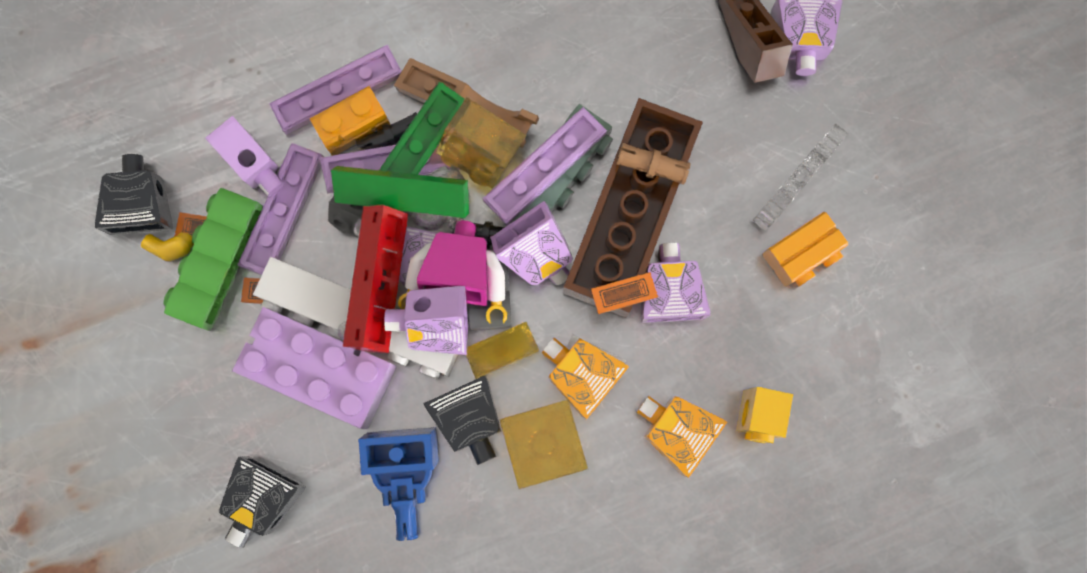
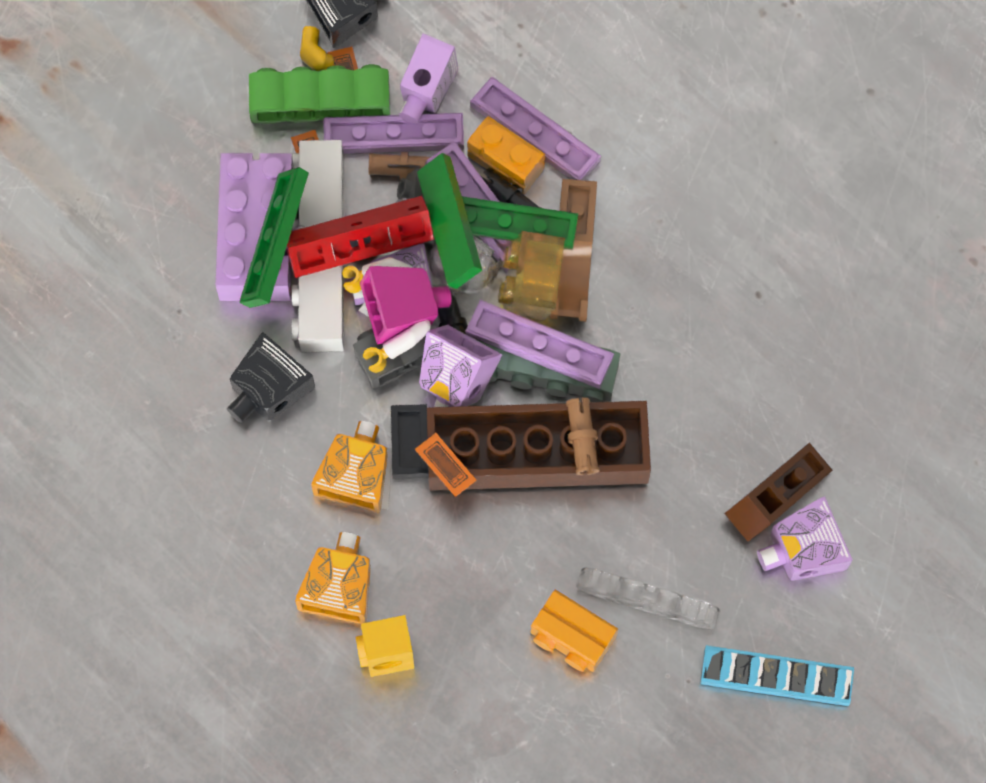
camera: 65 degrees right, 10 degrees down
(256, 499) = (113, 229): black torso -> none
(314, 218) = (379, 164): none -> medium nougat pin
(343, 355) = (274, 237): none -> green tile
(400, 467) = (192, 342): blue brick -> none
(433, 320) = (341, 302): lavender torso -> none
(501, 350) = (346, 387): clear yellow slope -> none
(543, 444) = (271, 458): clear yellow brick -> none
(574, 316) = (407, 433): none -> black tile
(678, 289) = (475, 519): lavender torso -> none
(903, 104) = (777, 675): none -> tile

